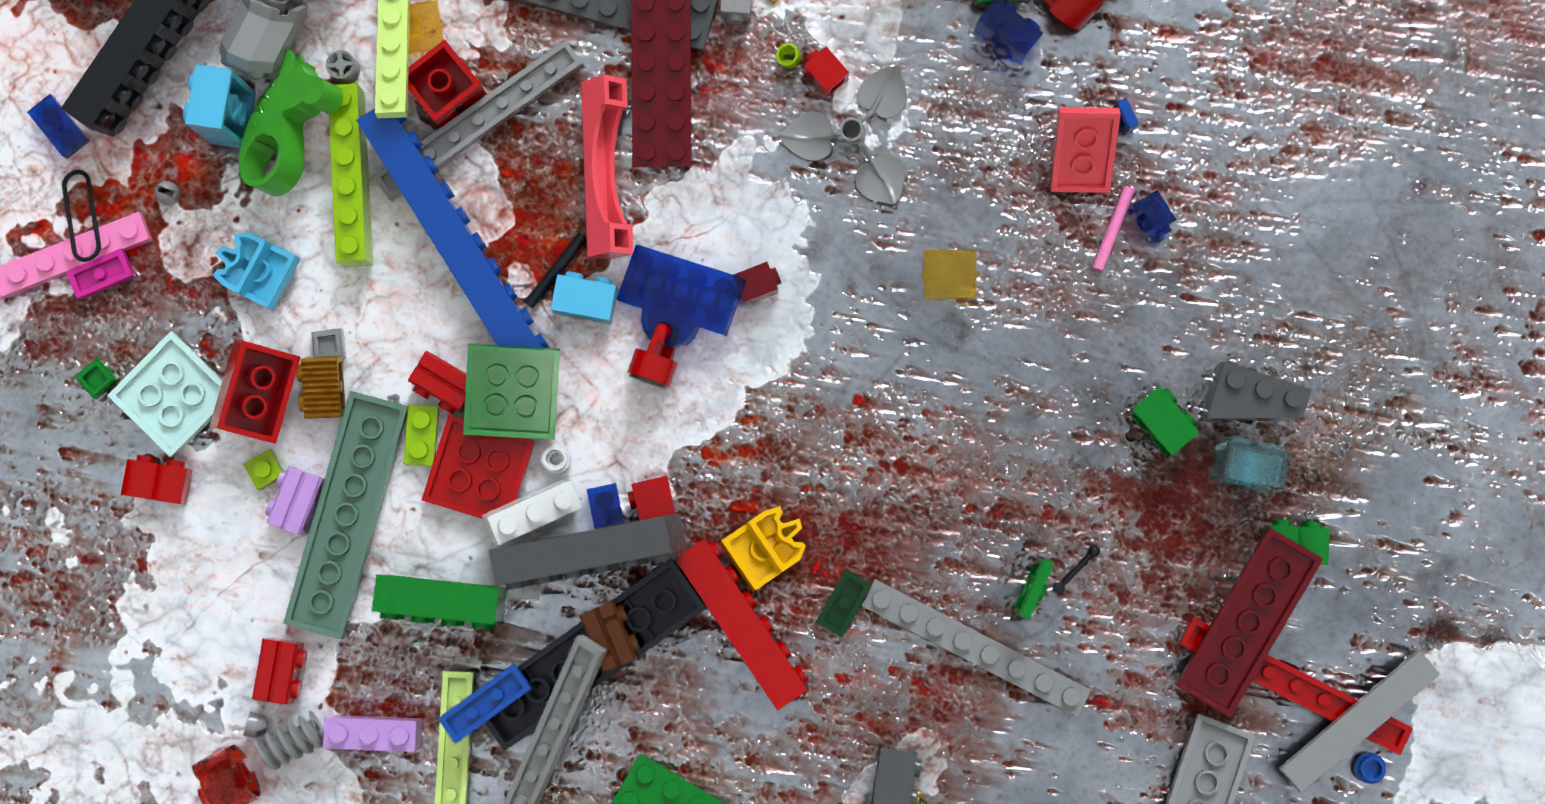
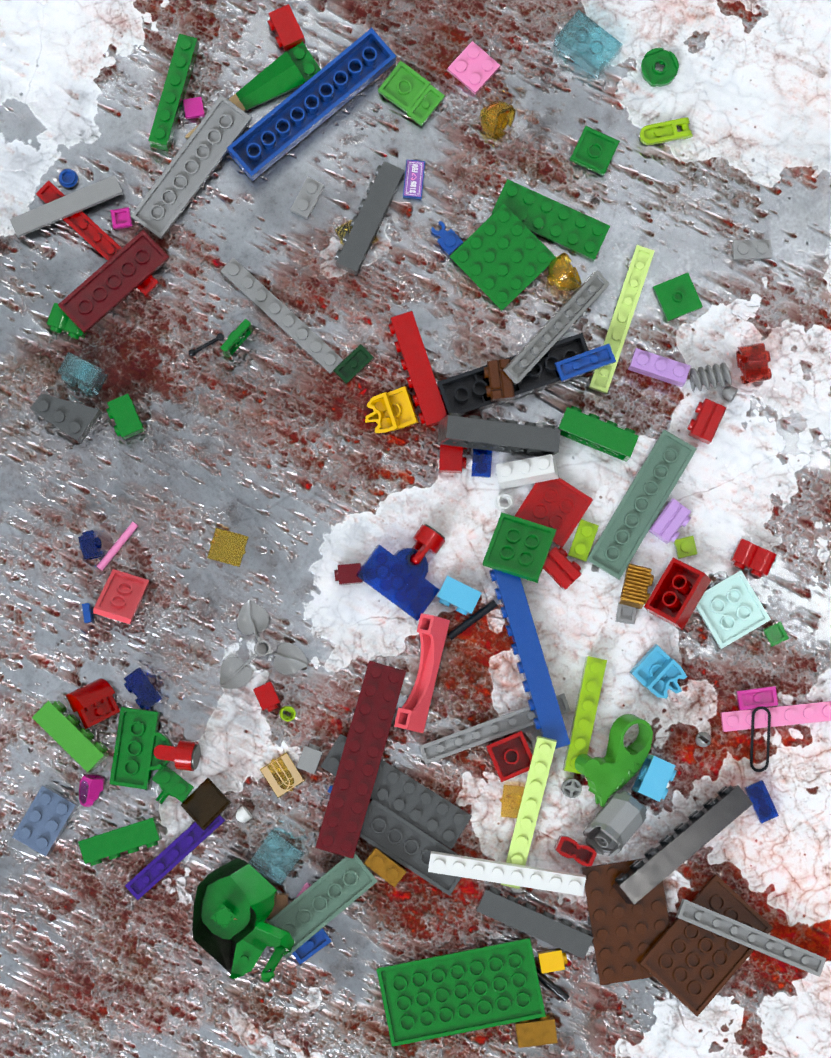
camera: 170 degrees left, 0 degrees up
(1268, 729) = (121, 218): none -> dark pink tile

